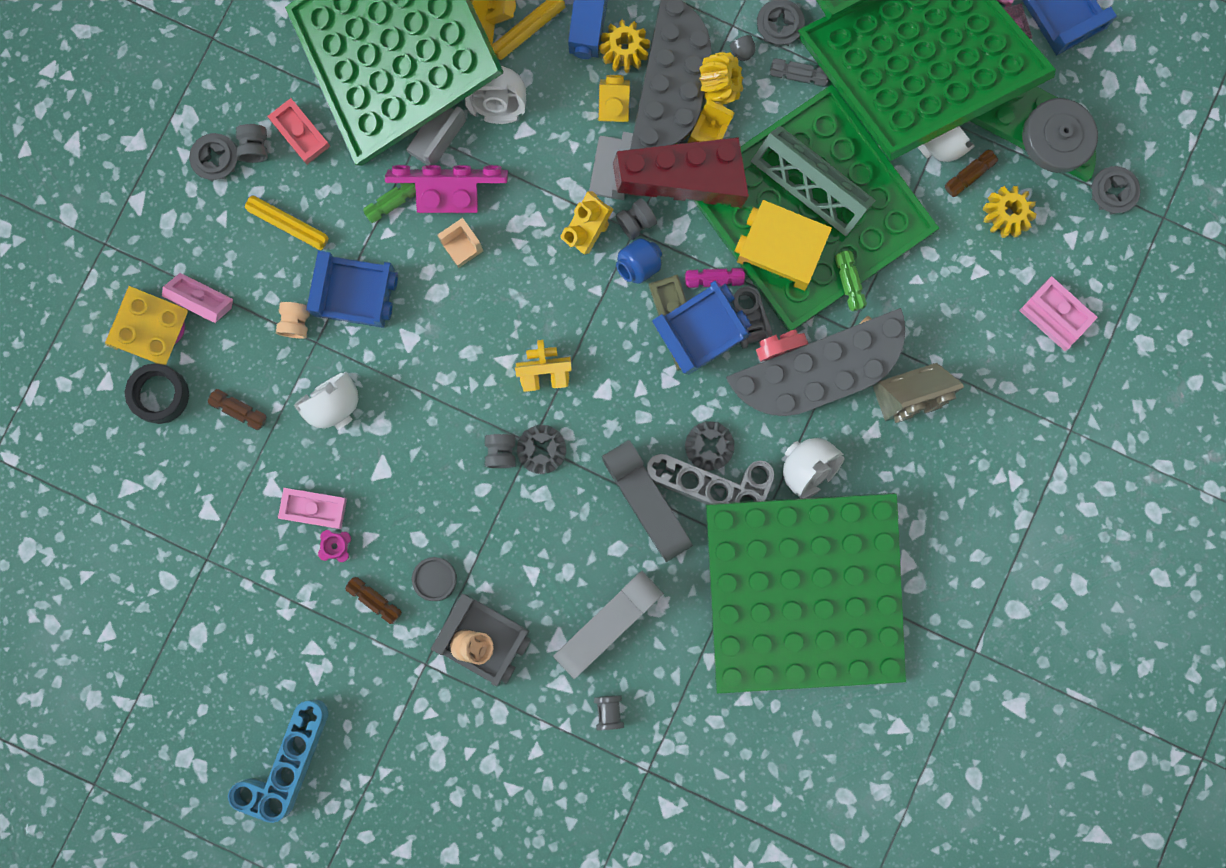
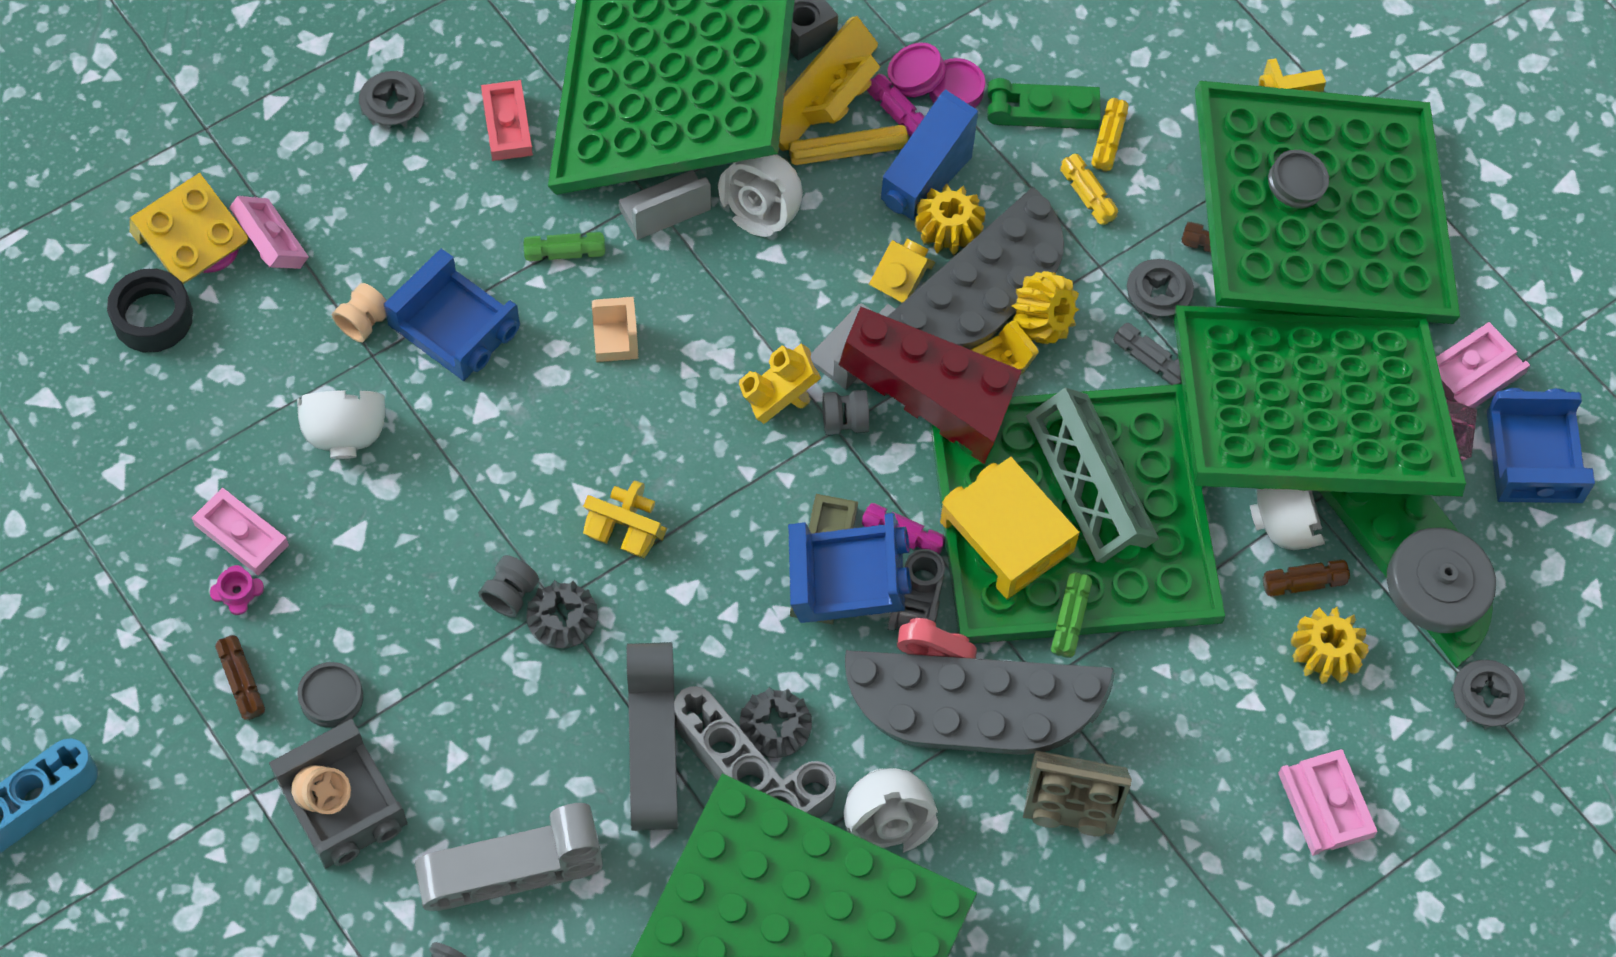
camera: 25 degrees right, 20 degrees down
(237, 409) = (229, 377): reddish brown axle -> none
(251, 143) = (446, 101): dark grey wheel -> none
(286, 222) = (426, 207): yellow axle -> none
(446, 189) = (636, 267): dark pink bracket -> none
(639, 261) = (819, 460): blue head -> none
(743, 48) = (1096, 292): dark grey hinge -> none

